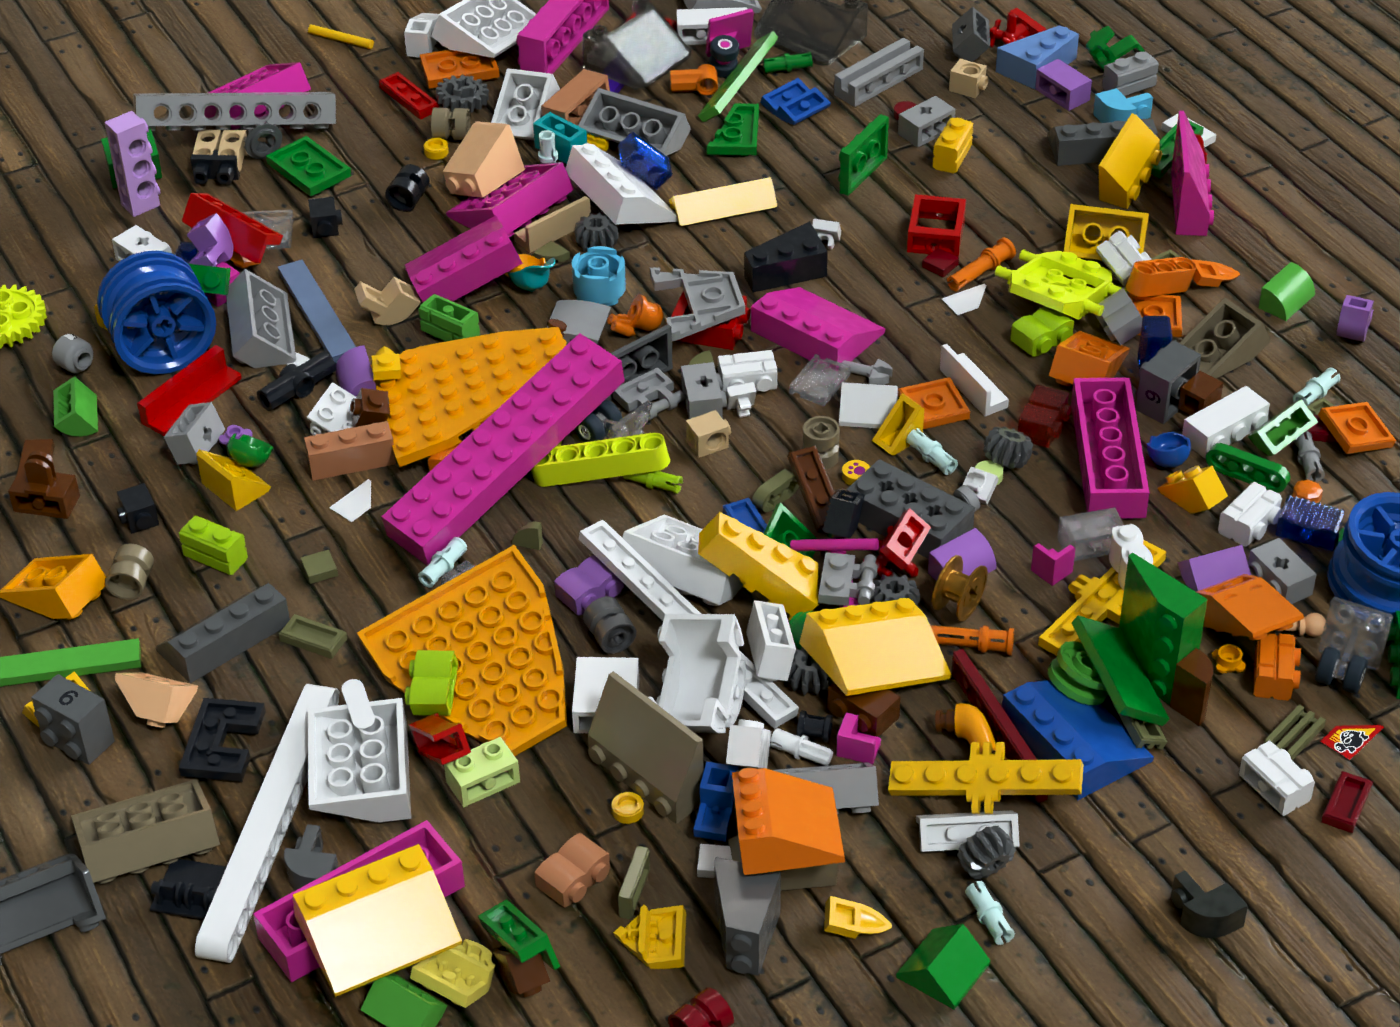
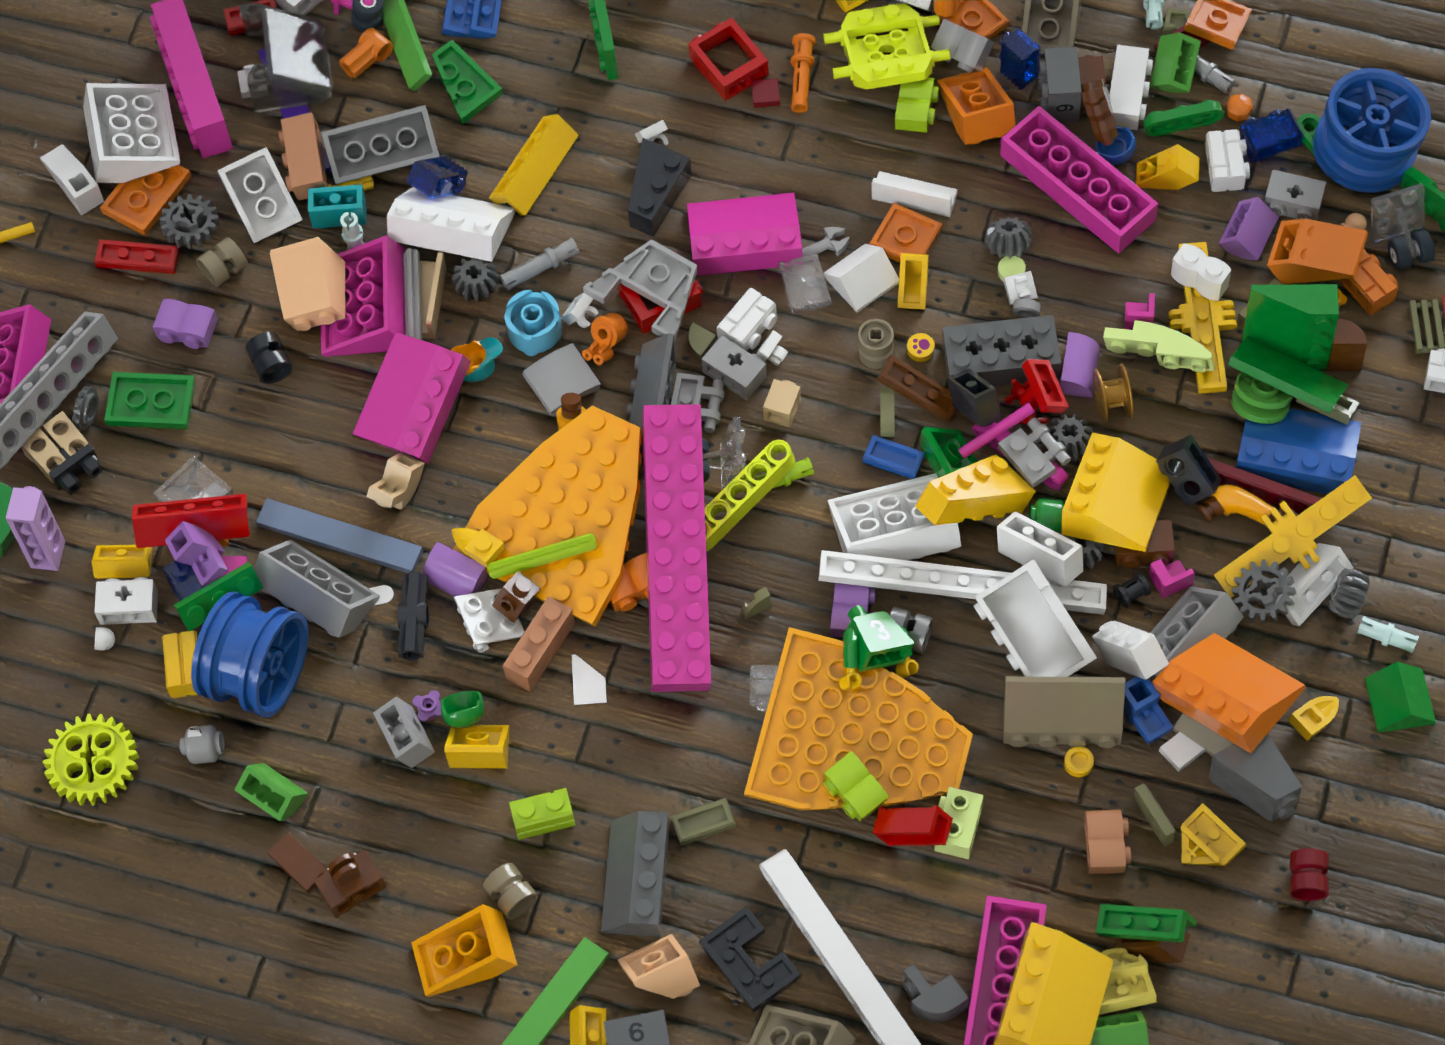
camera: 40 degrees left, 20 degrees up
(101, 262) = (104, 638): none -> white hinge
(137, 508) = (441, 834): black brick -> none
(169, 231) = (121, 561): none -> yellow slope
(196, 383) = (341, 699): red panel -> none
(319, 566) = (635, 761): olive tile -> none
(324, 217) = (234, 442): black brick -> none
(358, 704) = (831, 850): white sticker -> none
(359, 769) = (876, 889): white slope -> none
(384, 141) = (185, 323): none -> medium lavender brick
(415, 393) = (542, 555): none -> lime axle
(436, 148) = (231, 295): yellow tile -> none
(442, 562) = (726, 695): light aqua pin -> none
(448, 319) = (470, 462): bright green brick -> none
(552, 250) = (458, 326): olive tile -> none
(554, 203) = (412, 292): none -> light grey axle
(563, 599) = (874, 643): none -> green torso
(590, 681) = (967, 687): white brick -> none
(642, 287) = (577, 309): none -> white tile
(652, 253) = (542, 262): none -> light grey pin
(800, 747) = (1141, 613): white axle -> none
(912, 794) = (1274, 588): none -> dark grey gear
(932, 451) = (955, 283): light aqua pin -> none
(954, 672) = (1193, 467): none -> black brick
(965, 300) = (820, 114): white sticker -> none
(983, 643) = (1162, 420): orange pin -> none
(1040, 583) = (1171, 347): none -> yellowish green slope
(1044, 415) = (1000, 186): clear red piece -> none
(1088, 532) = (1141, 267): clear brick -> none
(1175, 406) = (1099, 111): none -> reddish brown rock

